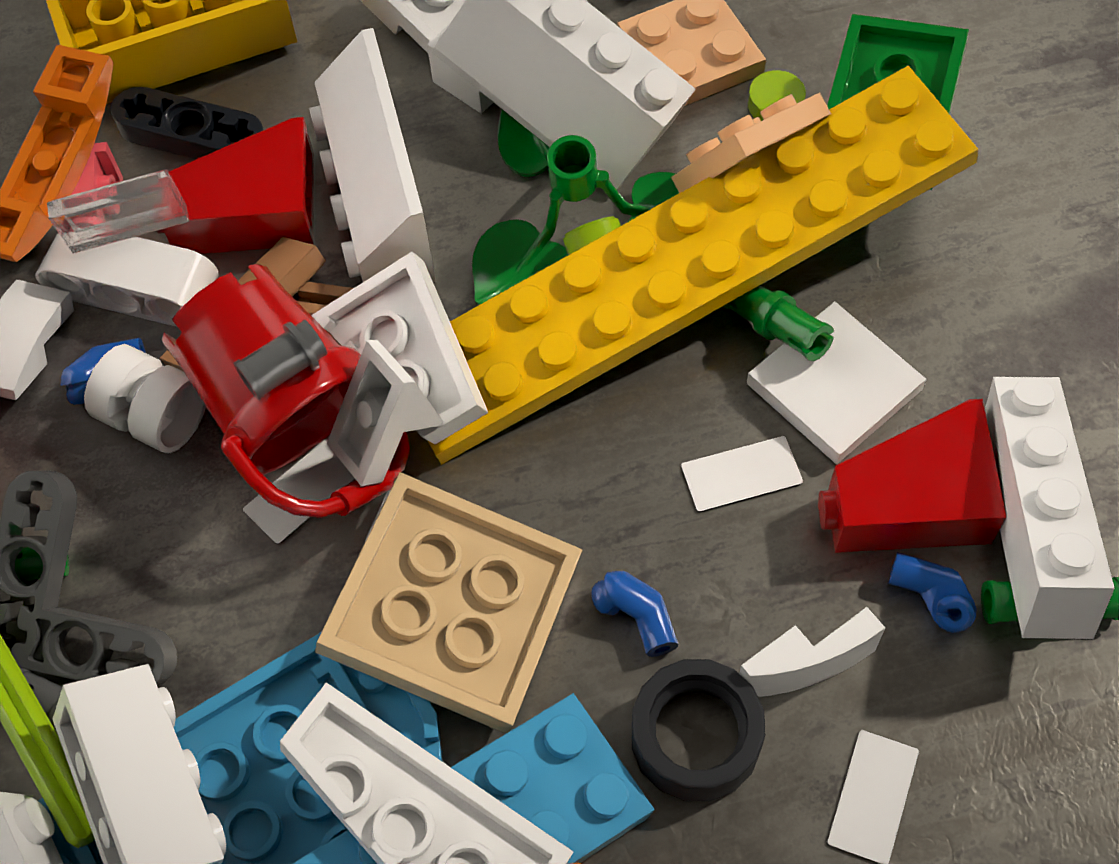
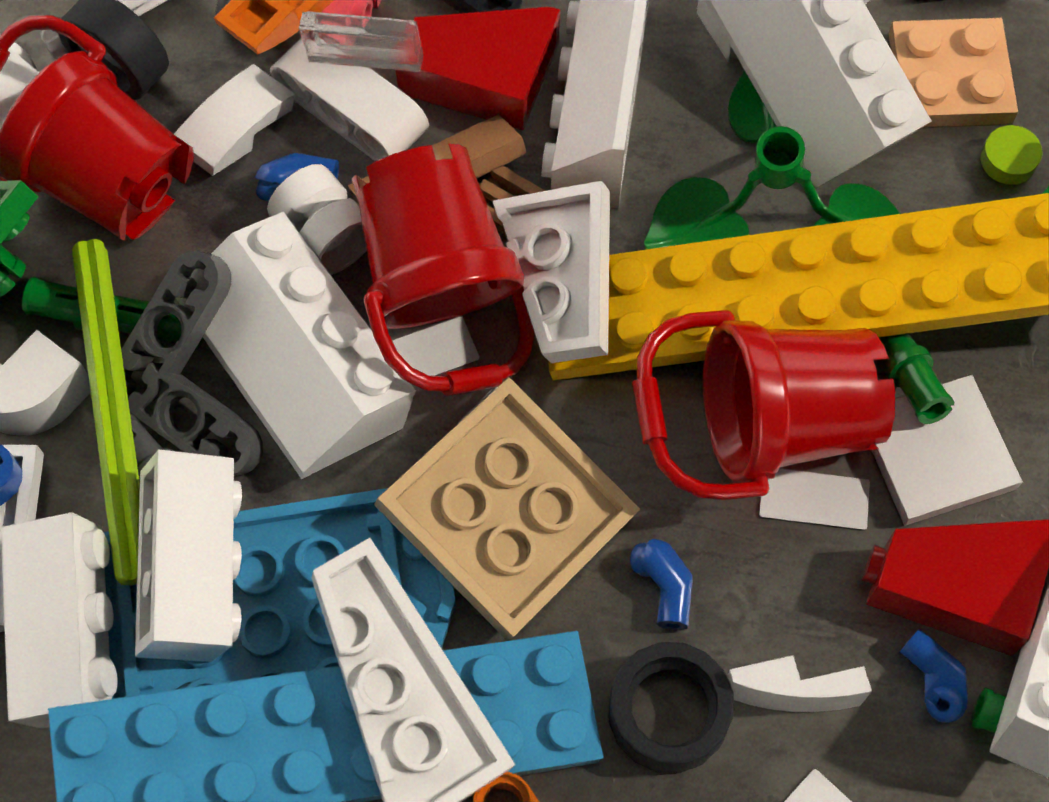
camera: 20 degrees right, 5 degrees up
(176, 531) = (301, 349): none -> white slope
(281, 358) = (443, 242): dark grey pin -> none
(376, 413) = (507, 318): white slope -> none
(589, 232) = (773, 221): lime tile -> none
(663, 392) = (771, 399): none -> red piece
(748, 137) = (958, 192): light nougat plate -> none

